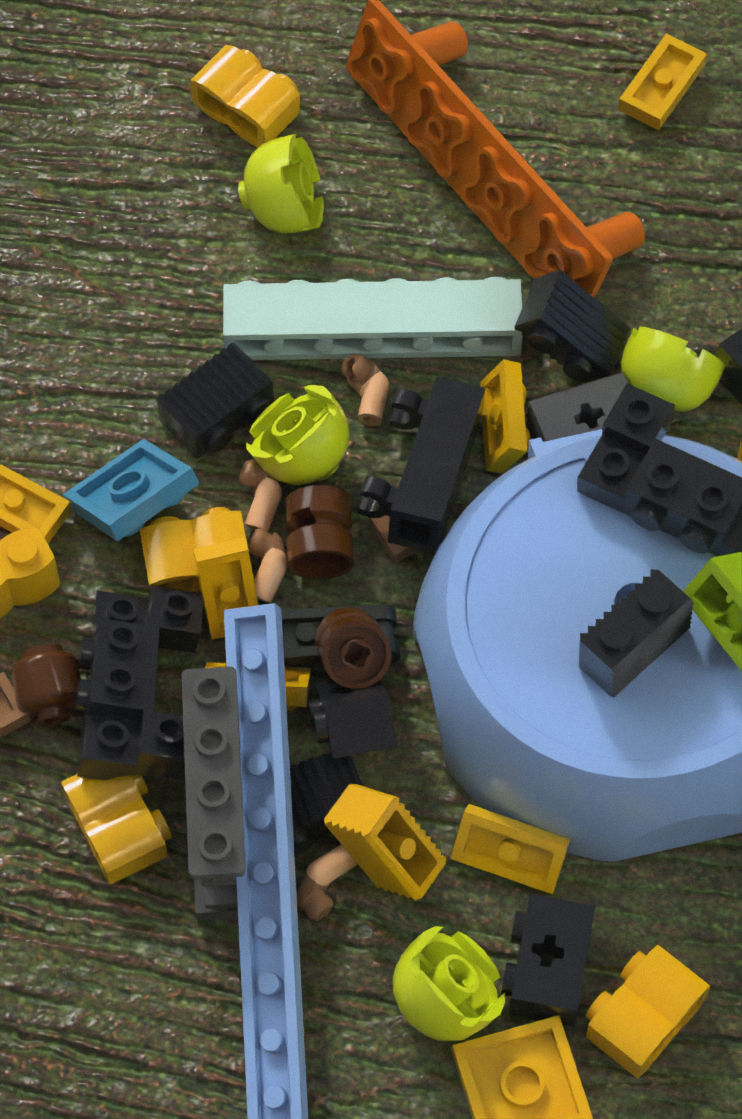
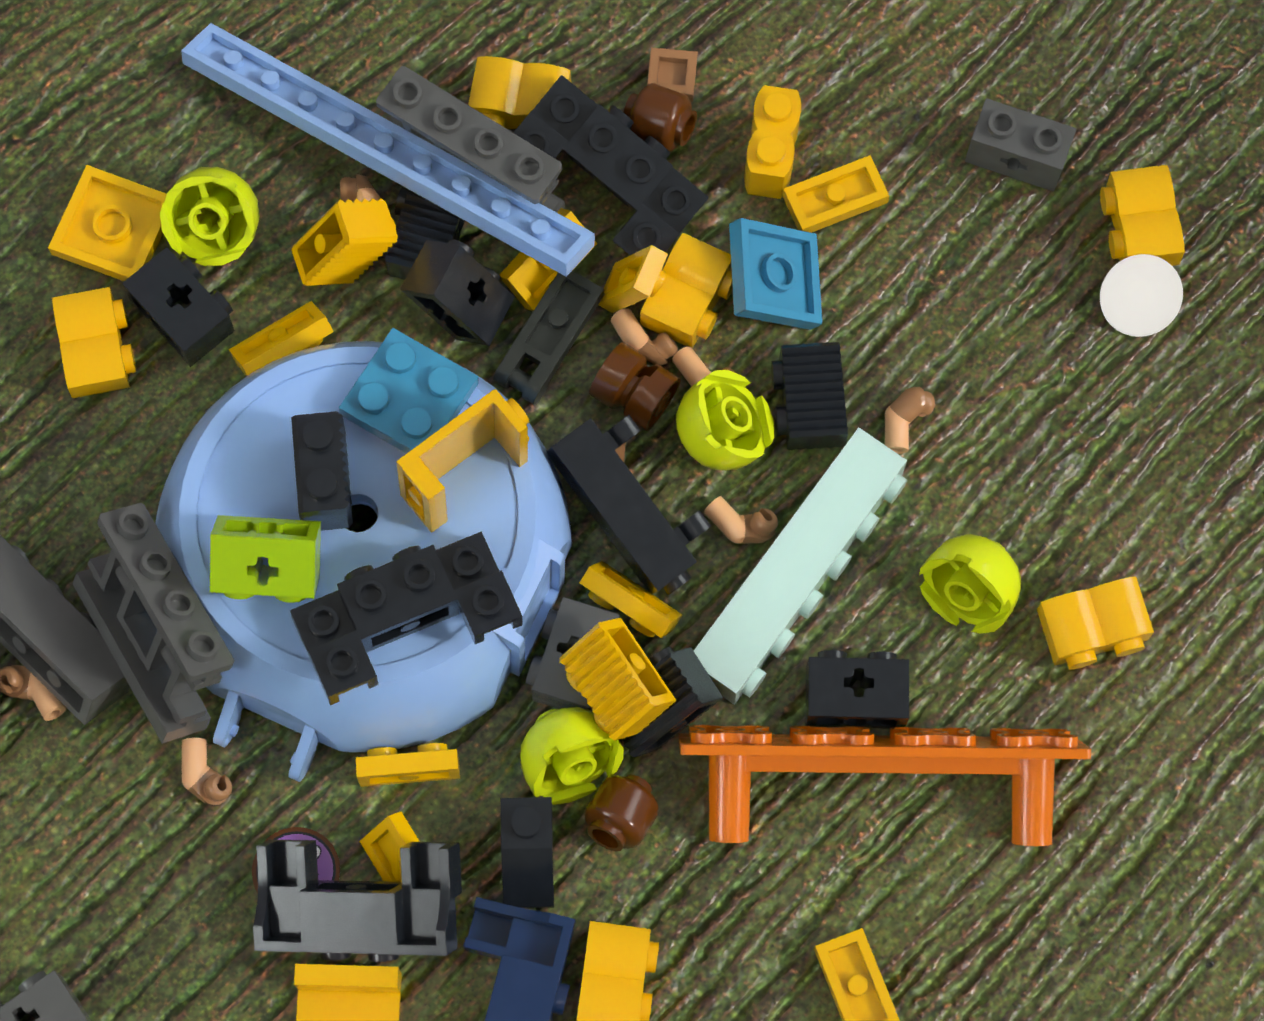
camera: 125 degrees right, 10 degrees up
(177, 333) = (902, 412): none -> arm
(353, 648) = (506, 321): reddish brown wheel -> none
(440, 215) = (833, 702): none -> black brick
(502, 632) = (407, 392): none -> dark azure plate
(529, 535) = (451, 445): none -> yellow panel
(592, 345) = (616, 679): none -> yellow brick
(679, 308) = (621, 812): none -> reddish brown head

